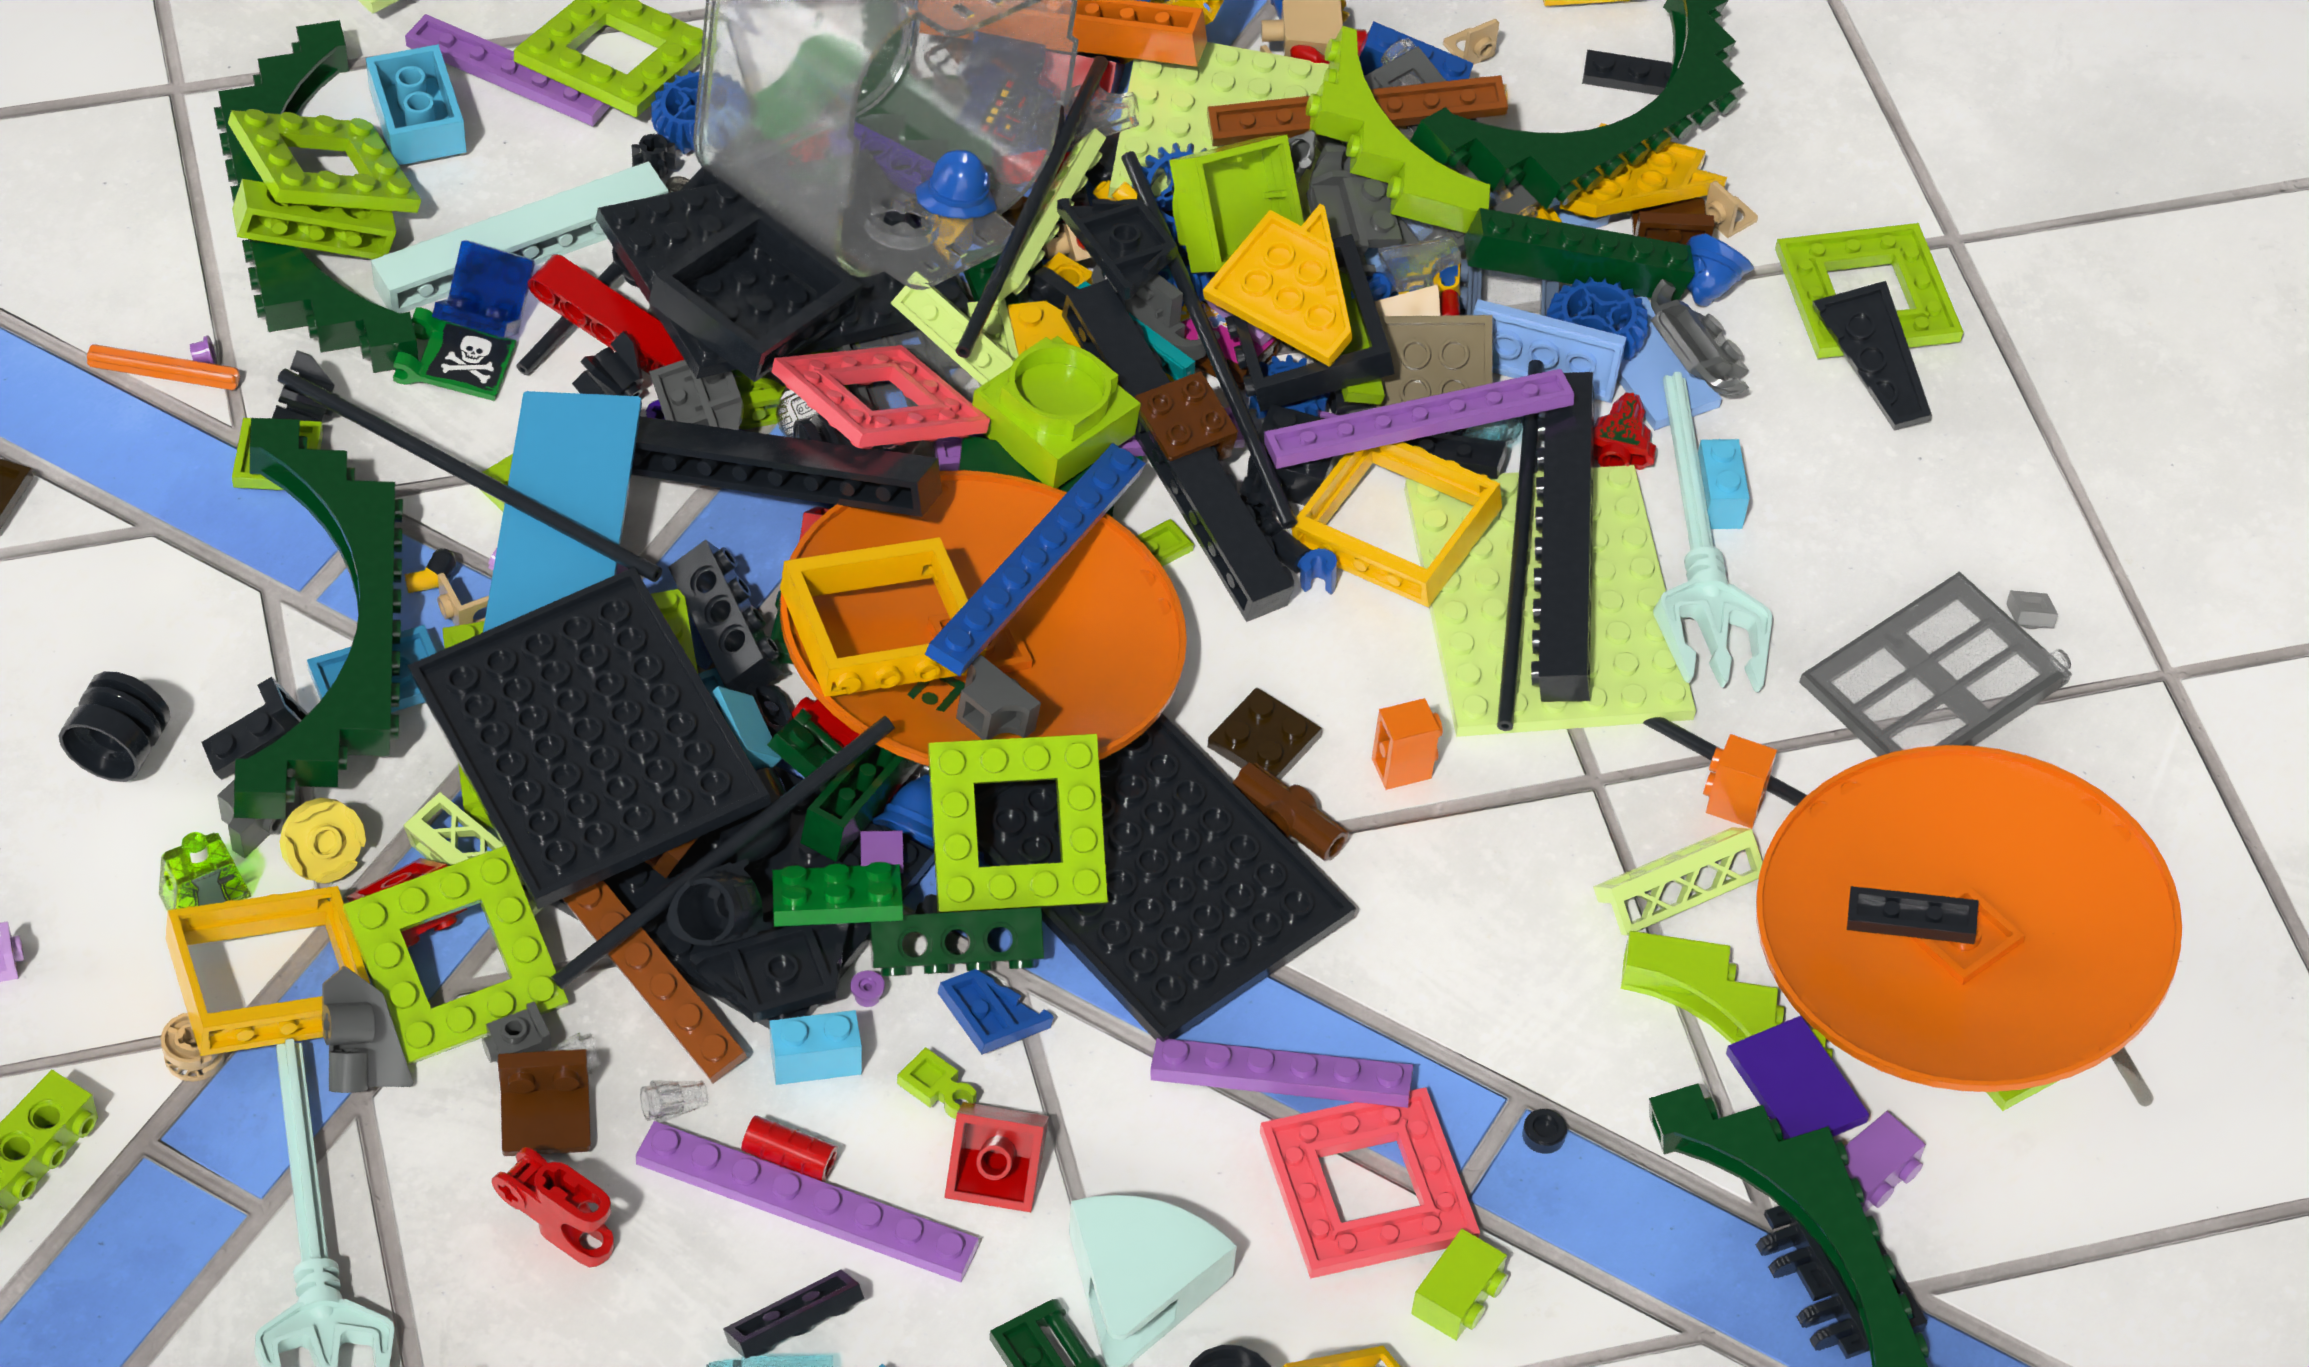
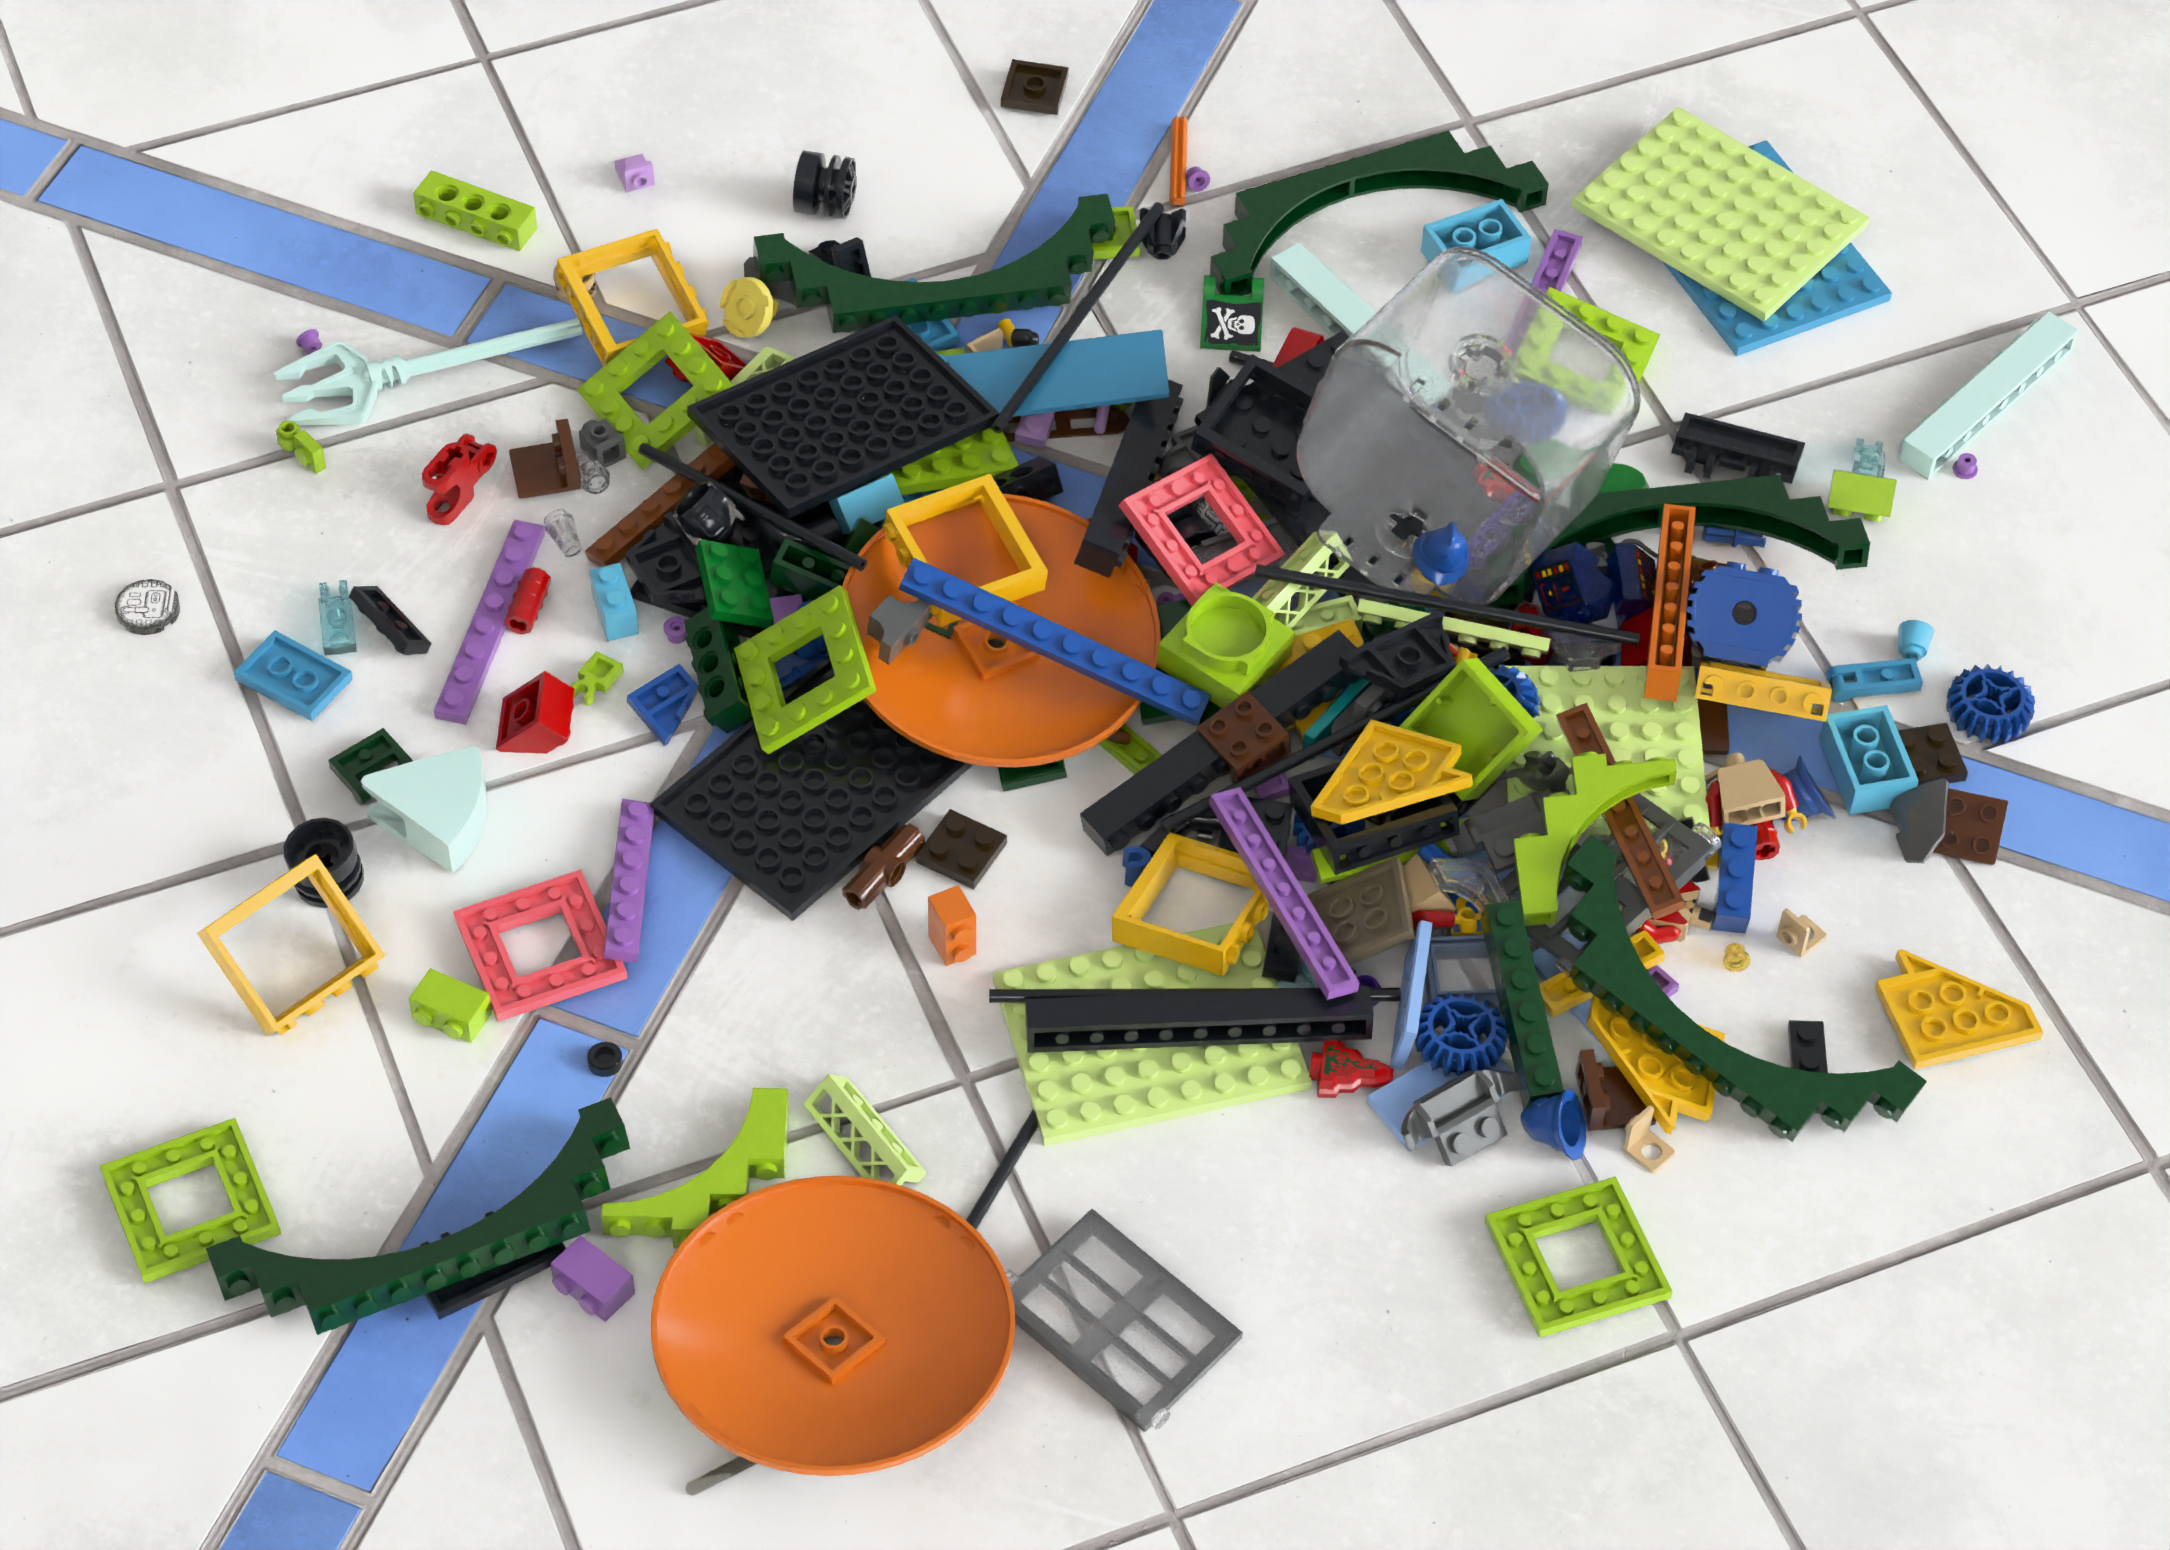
camera: 85 degrees right, 0 degrees up
(199, 873) = (708, 255): clear neon green torso -> none
(314, 227) = (1312, 189): lime brick -> none
(360, 1036) = (579, 350): dark grey panel -> none
(376, 187) = (1395, 148): lime plate -> none
(487, 290) = (1275, 316): clear blue bracket -> none
(1707, 593) = (1167, 1138): light aqua piece -> none
(1724, 482) = (1300, 1143): medium azure brick -> none
(1739, 780) = (956, 1160): orange brick -> none
(1796, 1080) = (645, 1205): dark purple tile -> none
(1875, 346) = (1499, 1249): black wing -> none
(1912, 915) = (814, 1271): black plate -> none
(2032, 609) = (1212, 1392): light grey plate -> none

